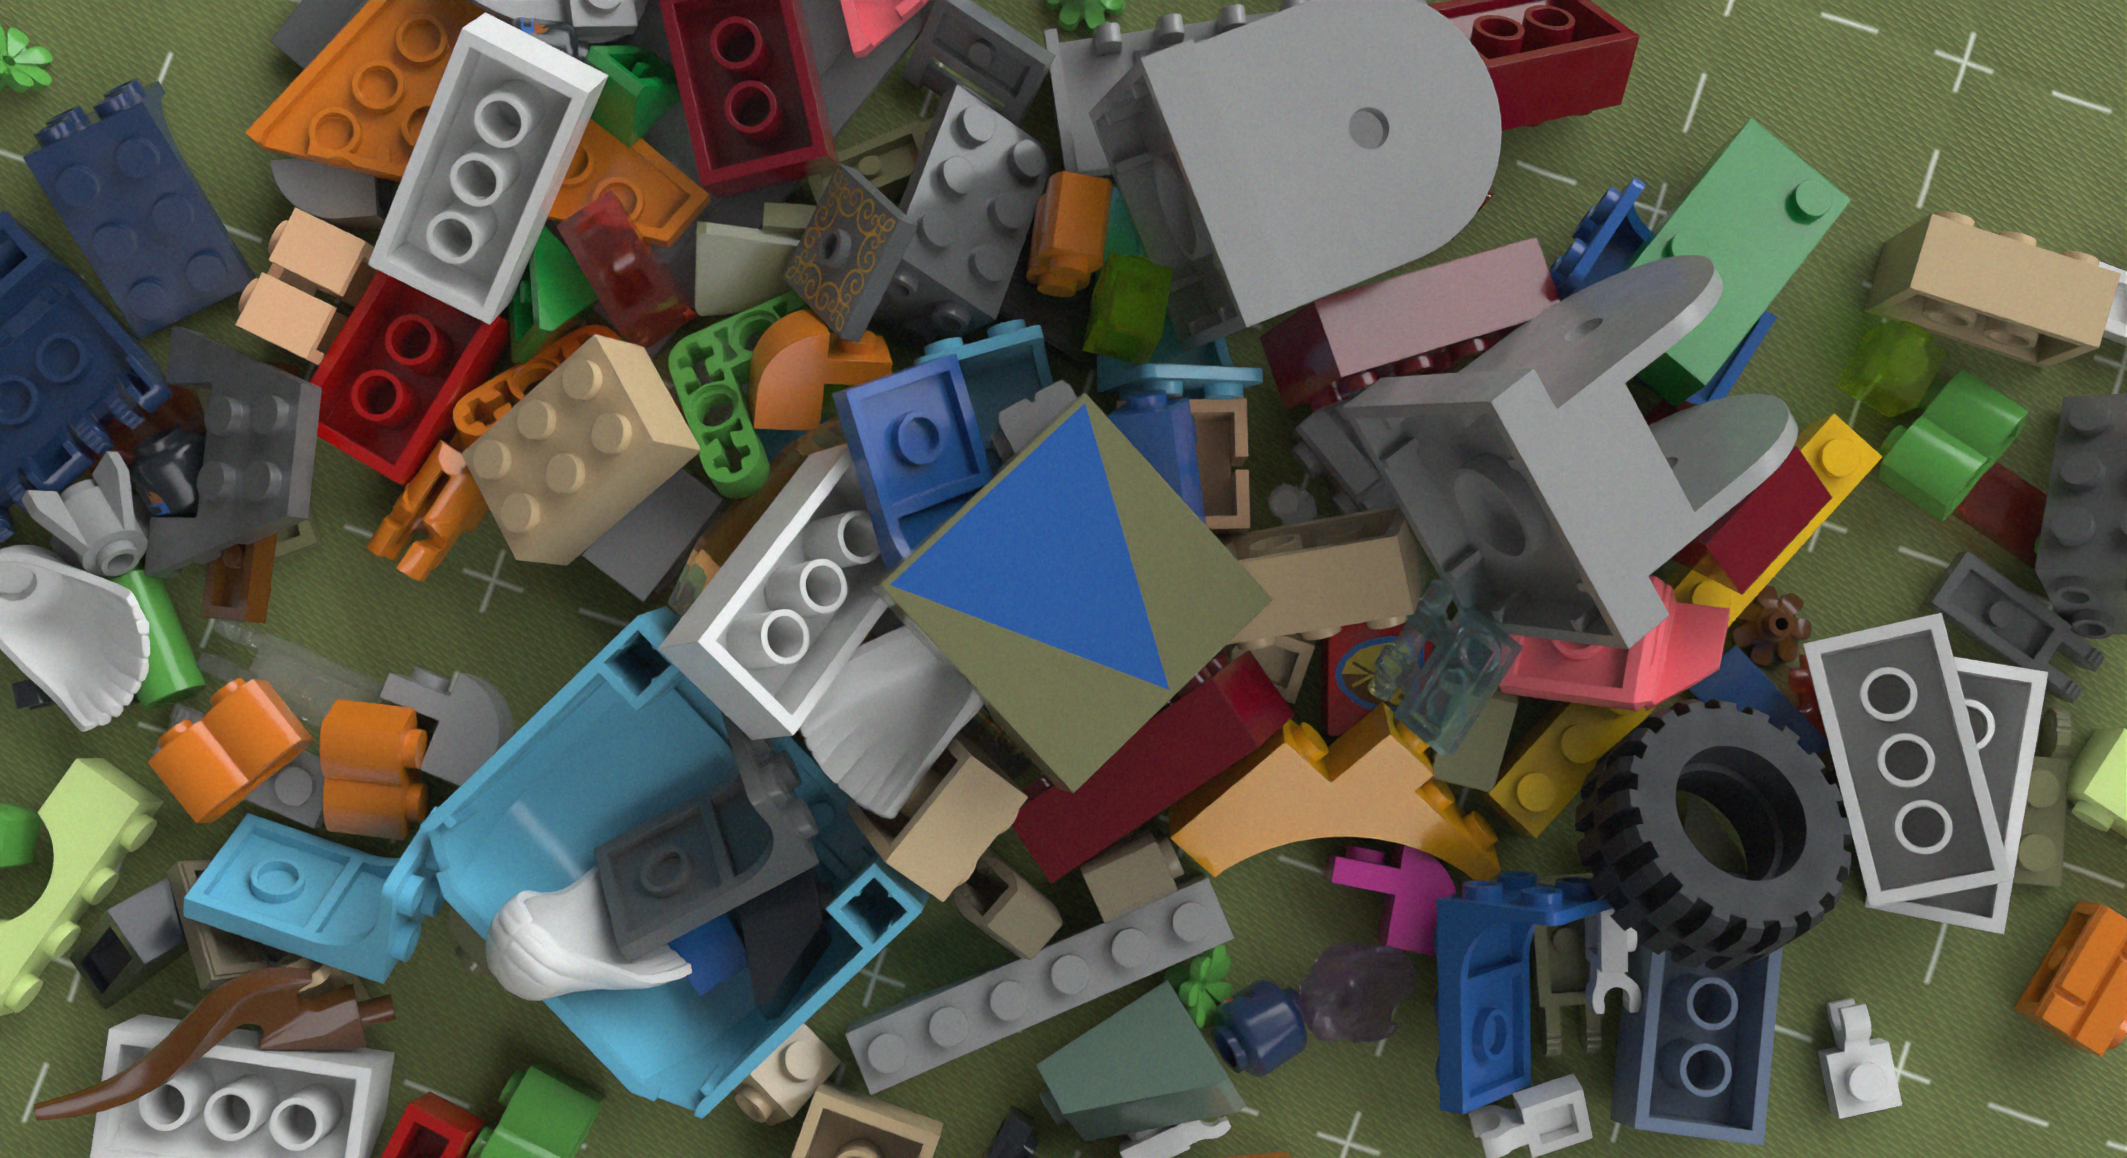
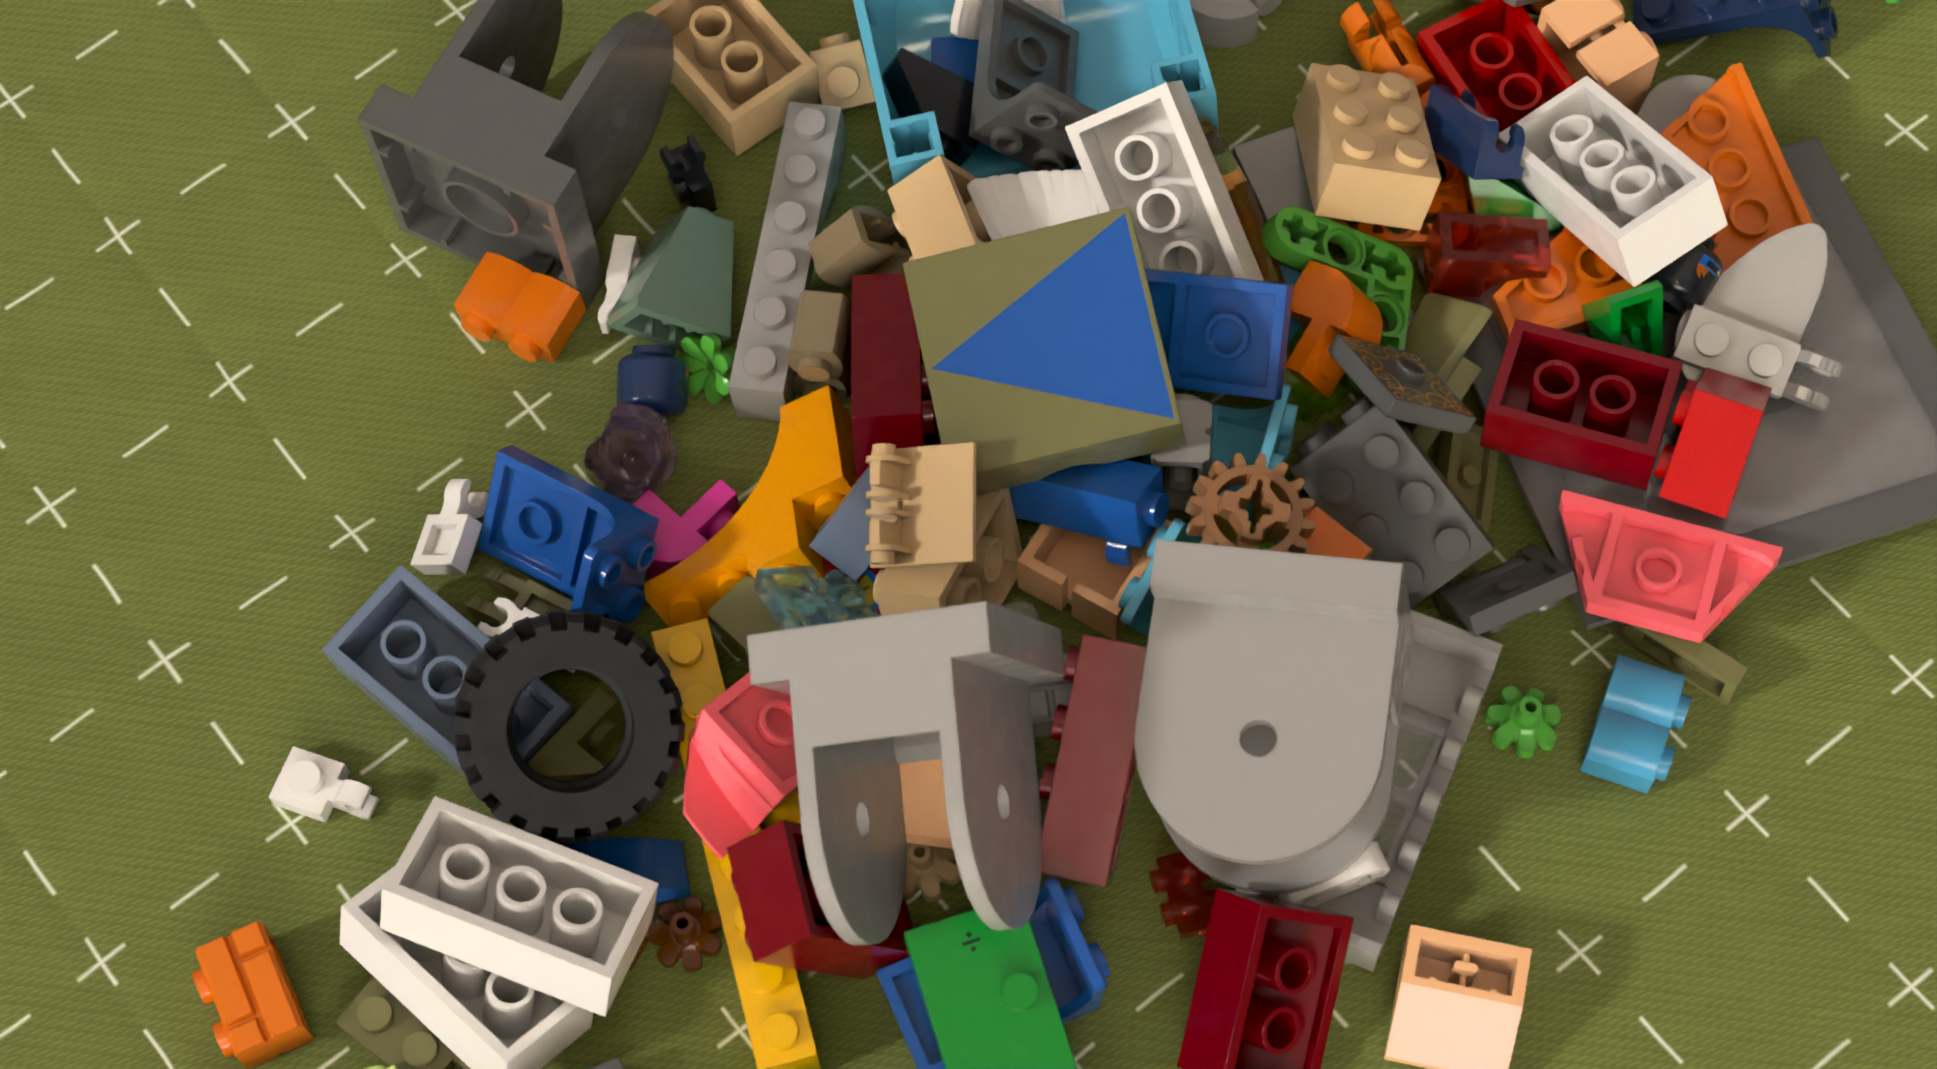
camera: 130 degrees right, 20 degrees down
(516, 348) = (1470, 138): none -> dark blue hinge
(1089, 306) = (1273, 501): none -> medium nougat gear
(1317, 609) = (922, 505): none -> tan hinge
(1331, 682) = (846, 531): none -> sand blue brick

